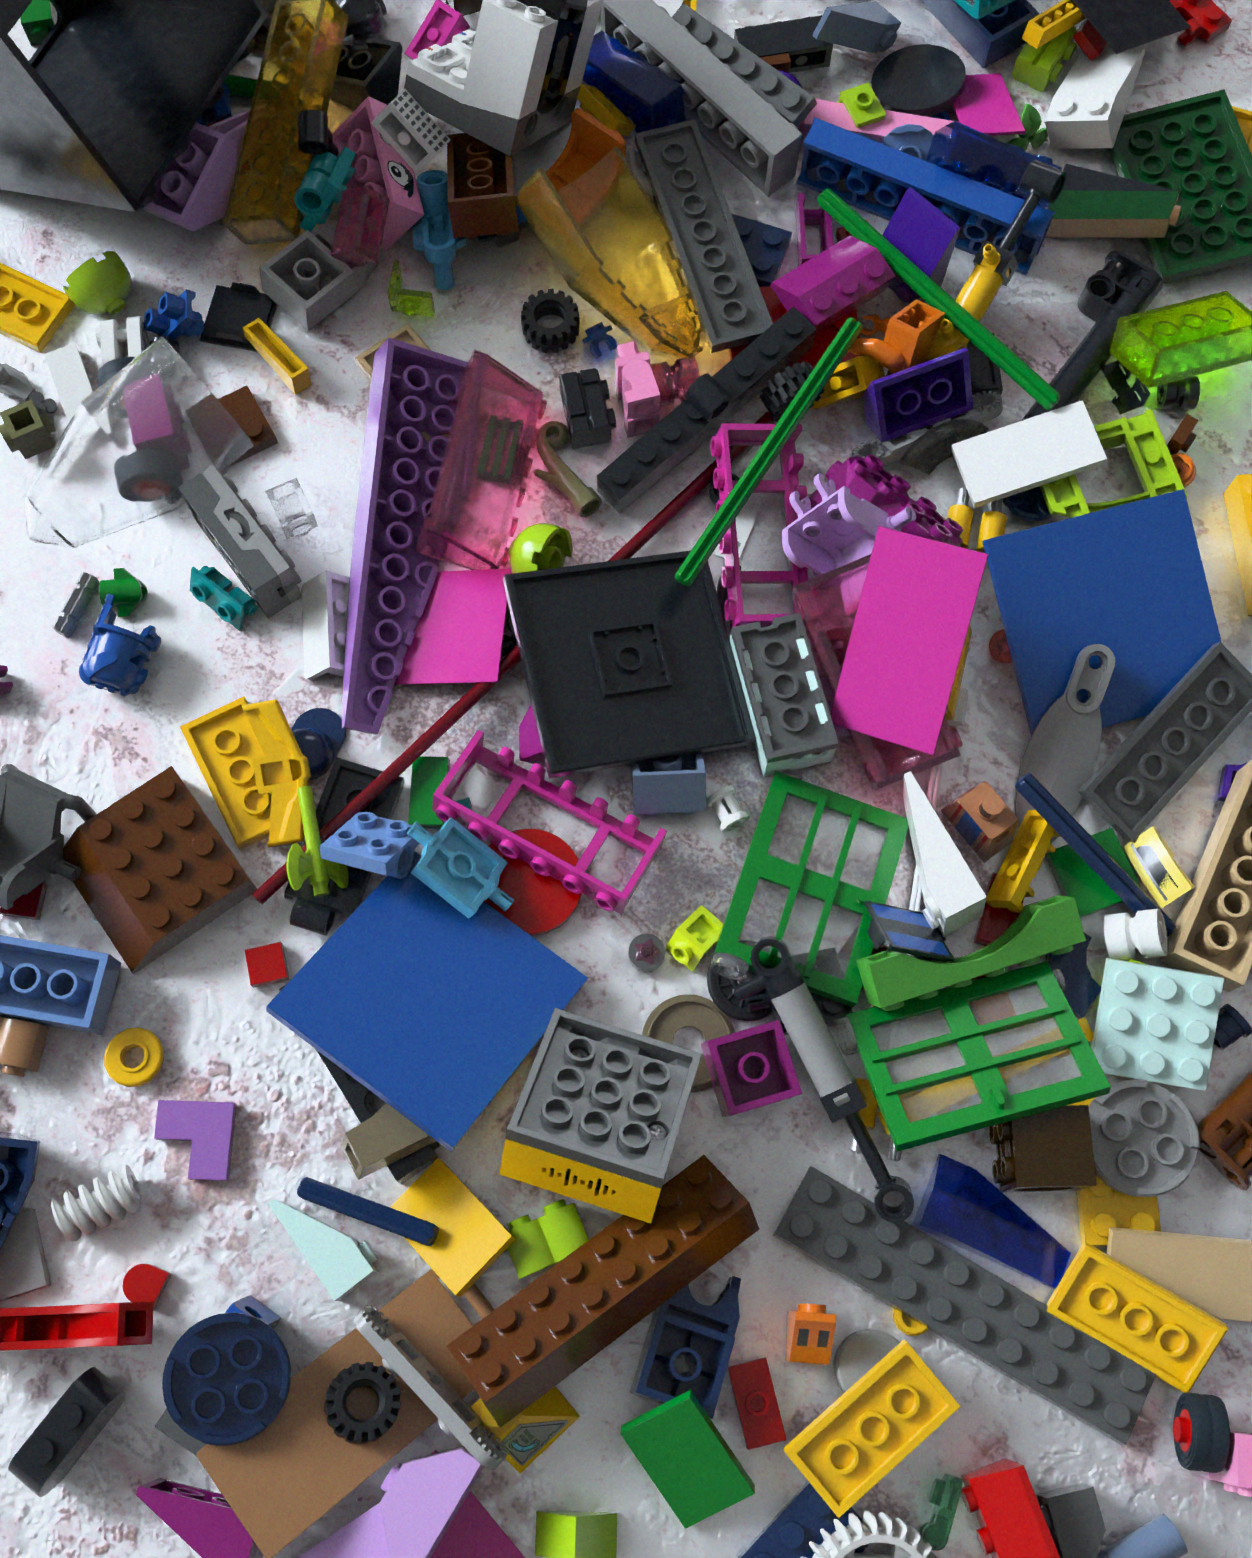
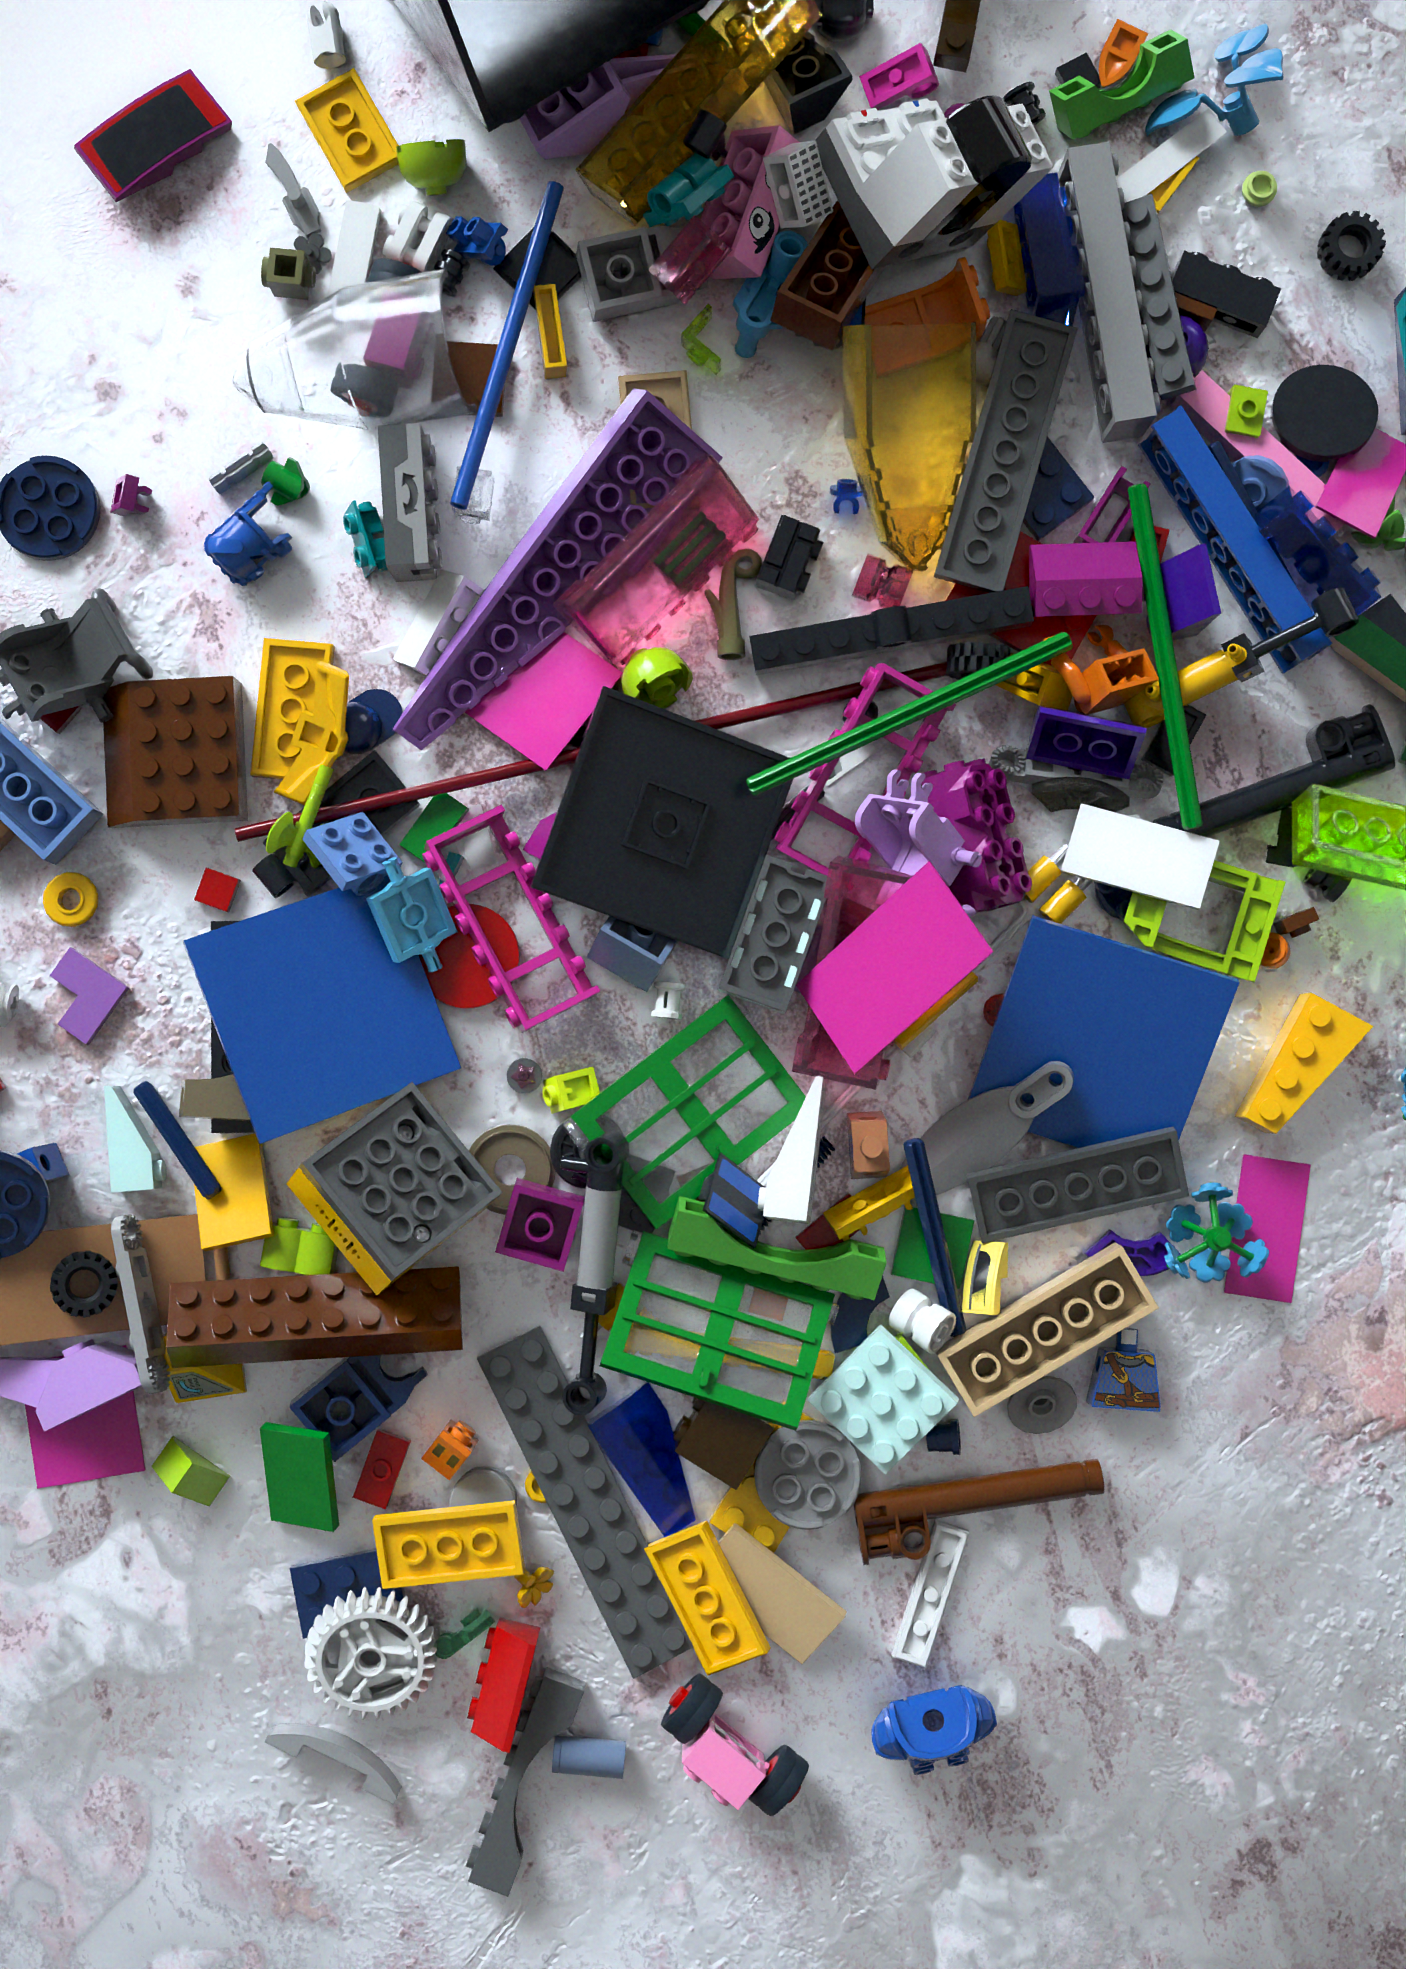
camera: 30 degrees right, 15 degrees up
(250, 384) = (506, 345): none -> blue piece
(550, 304) = (819, 429): black tyre -> none
(636, 389) = (843, 566): bright pink hips -> none
(858, 26) = (1304, 324): sand blue slope -> none
(971, 1417) = (533, 1585): none -> yellow plant

